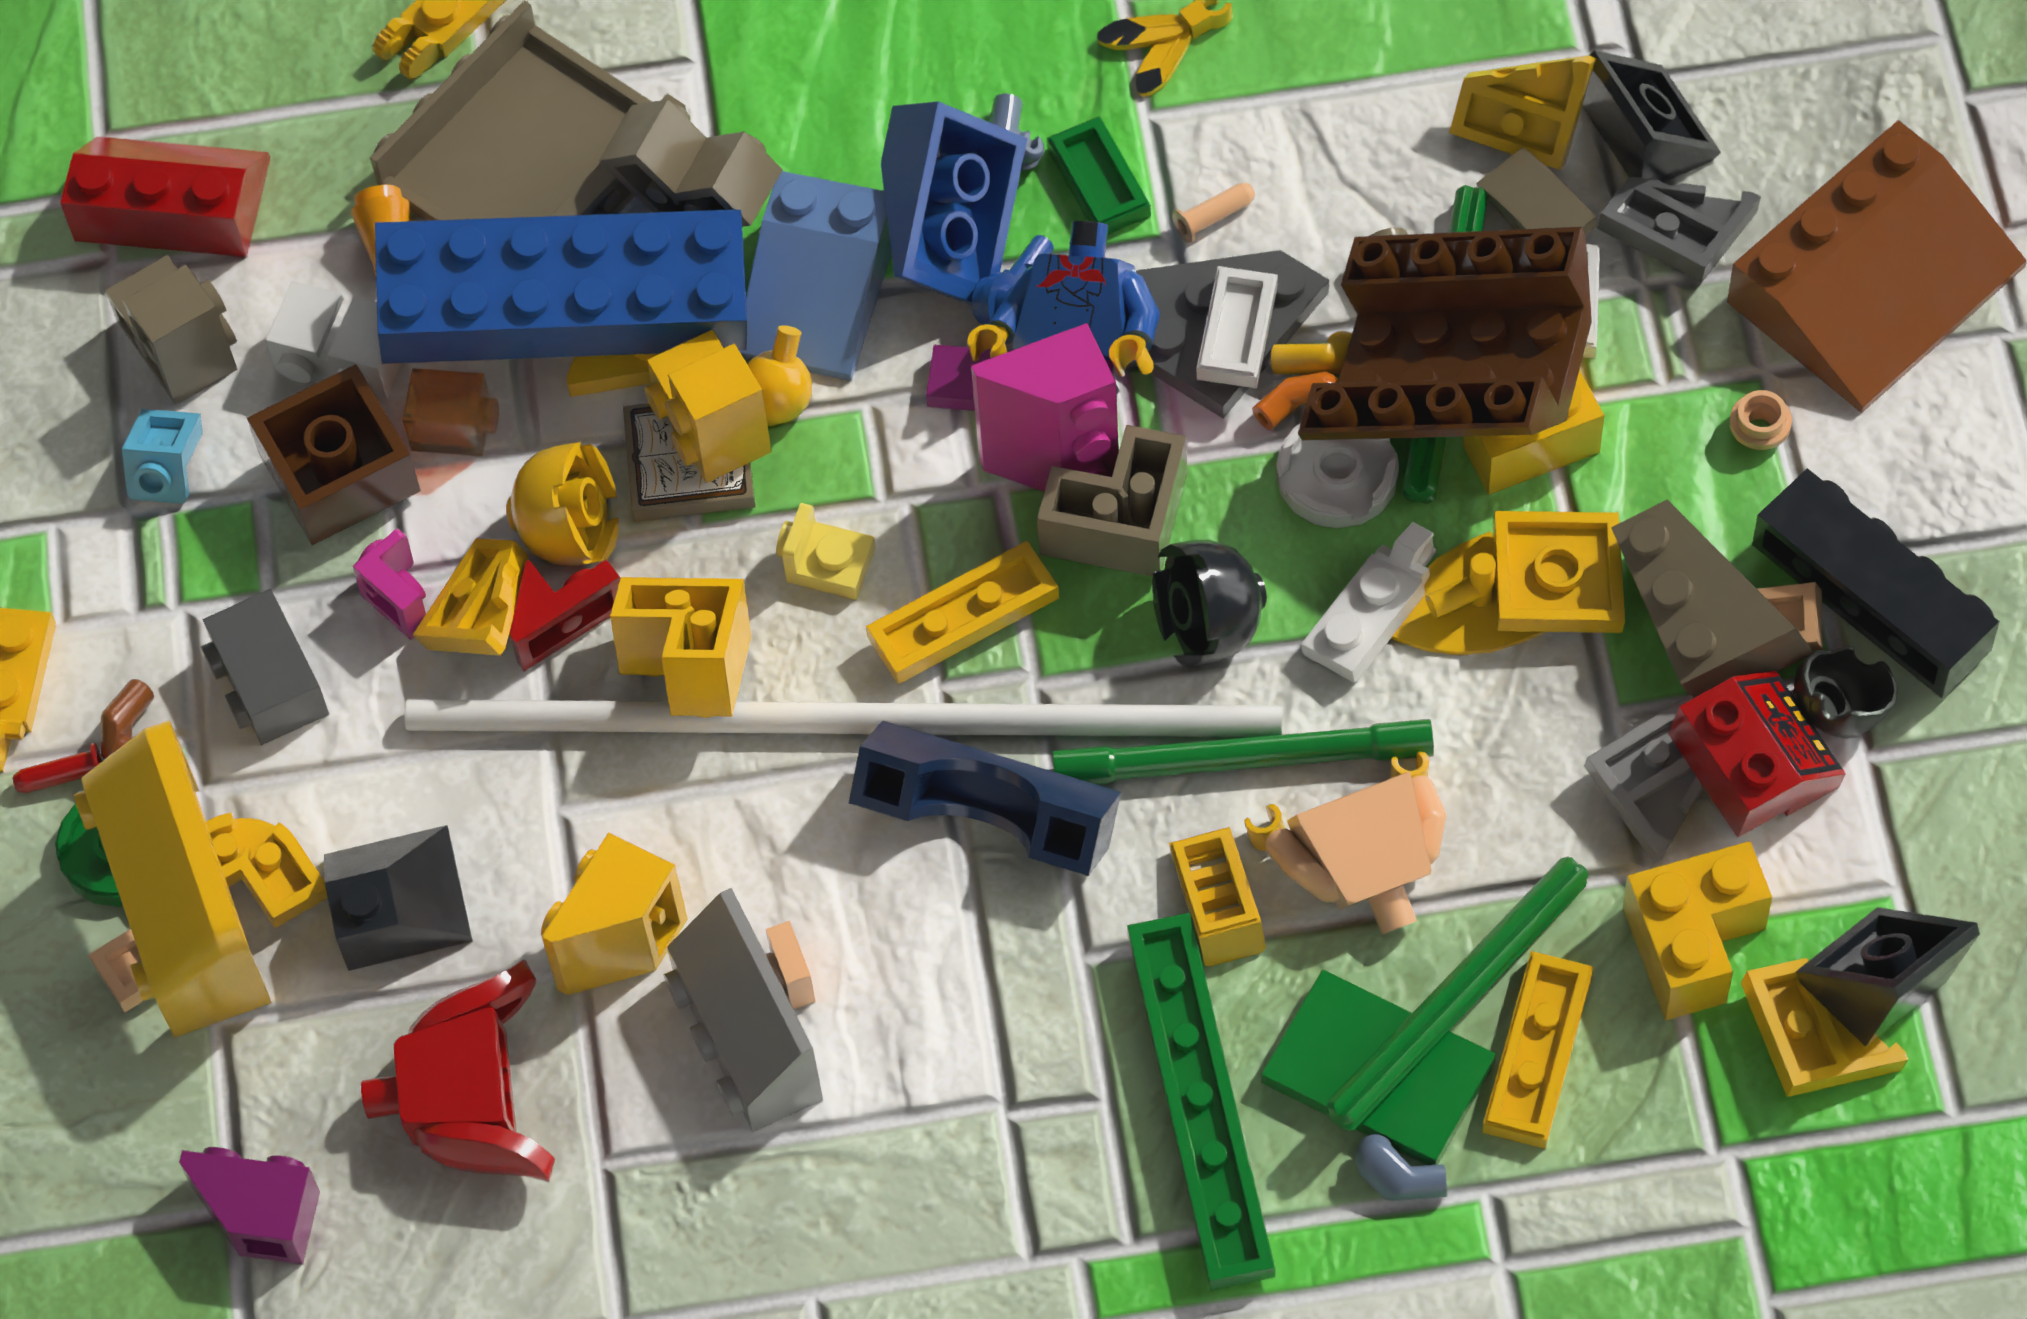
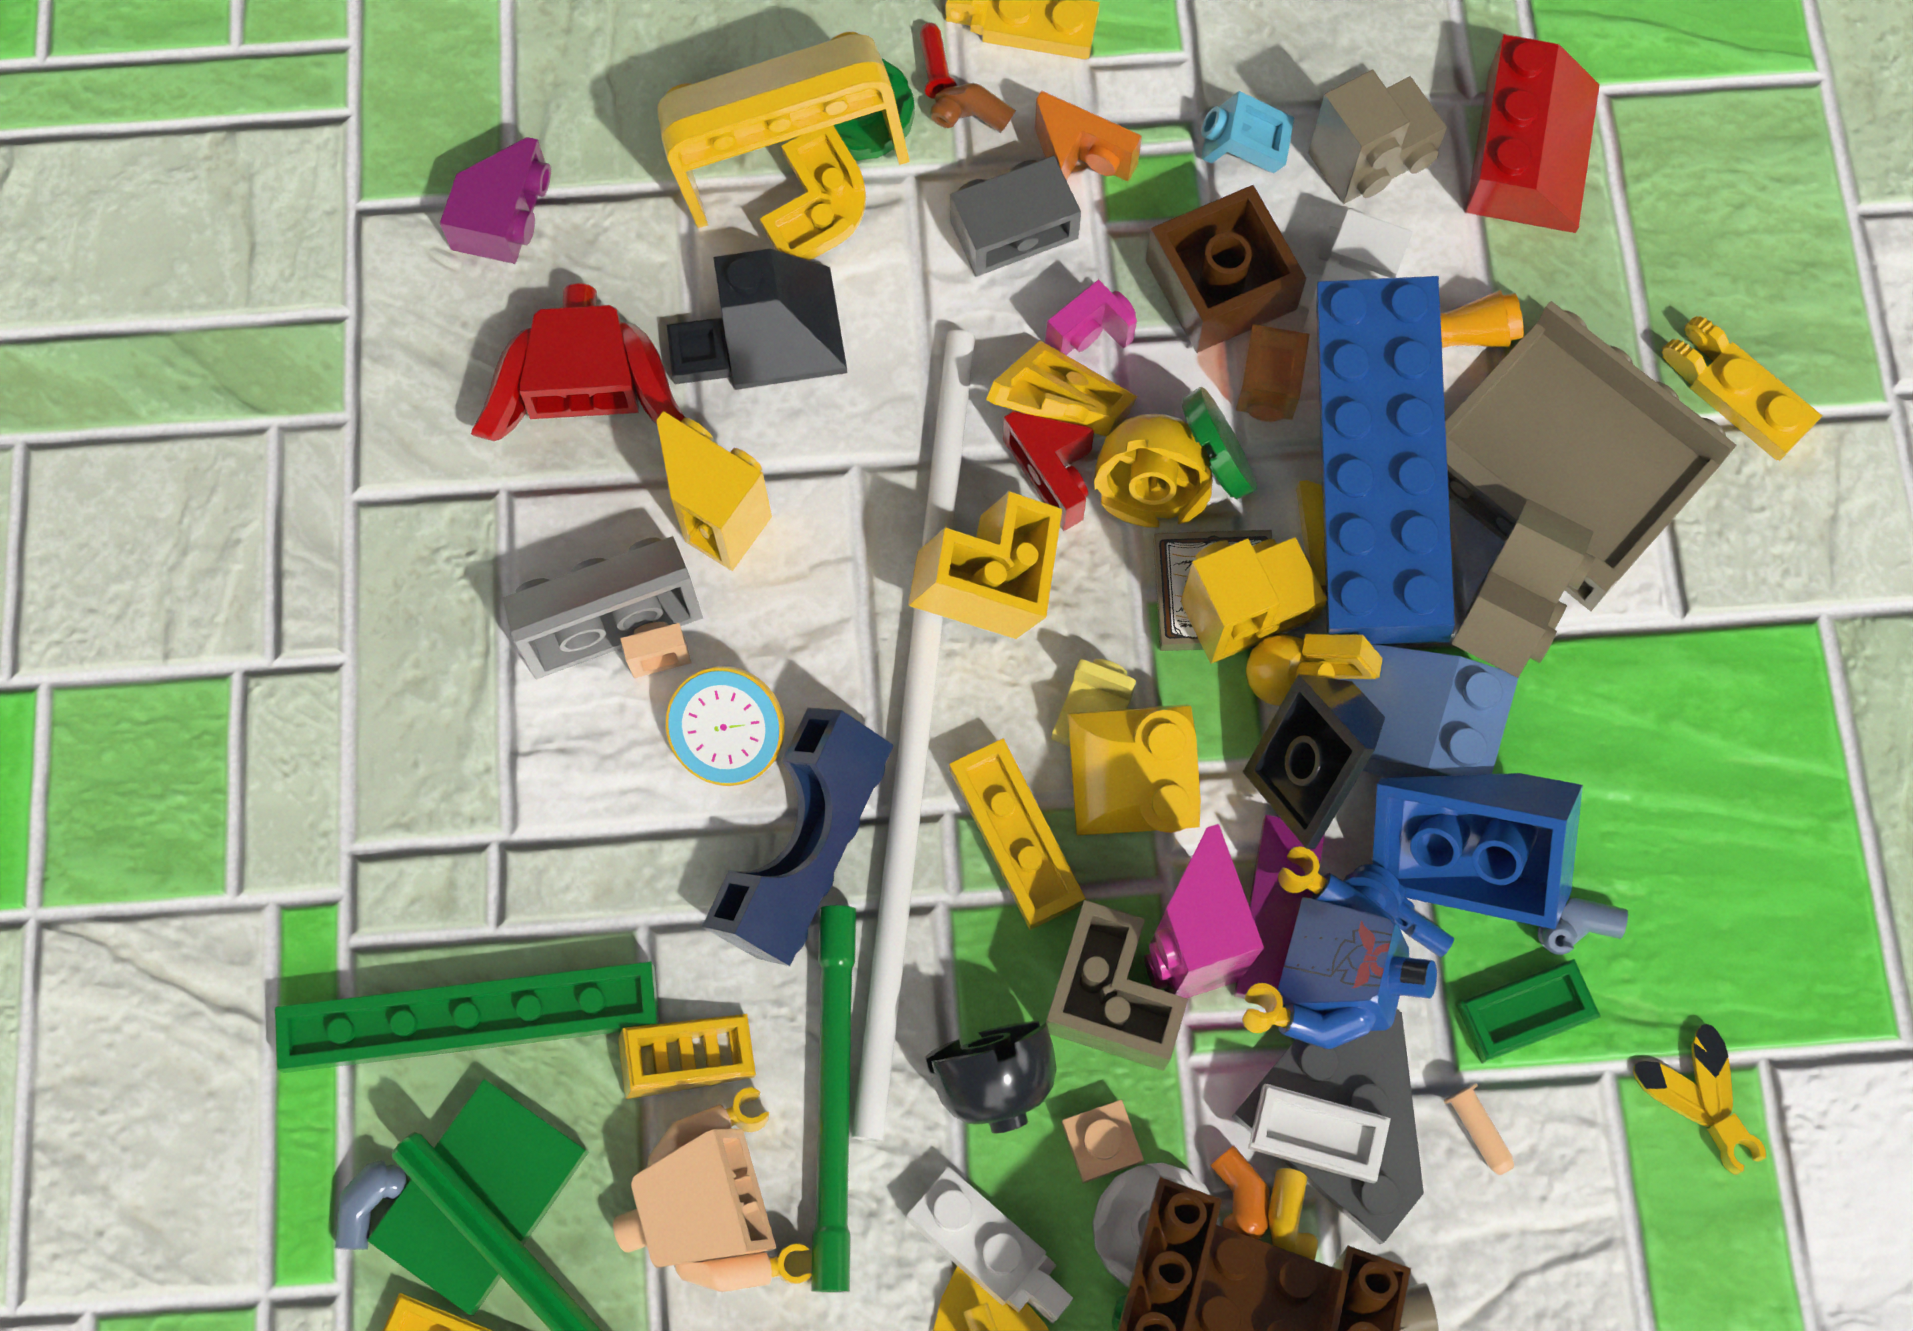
camera: 90 degrees right, 10 degrees up
(169, 616) = (1081, 135): none -> orange slope
(427, 974) = (698, 351): none -> black tile
(558, 430) = (1214, 432): none -> green tile
(763, 322) = (1348, 654): none -> yellow tile
(870, 886) = (725, 725): none -> piece
(876, 331) = (1314, 753): none -> black slope
(890, 503) = (1134, 770): none -> yellow slope
(1260, 520) = (1102, 1141): none -> light nougat plate

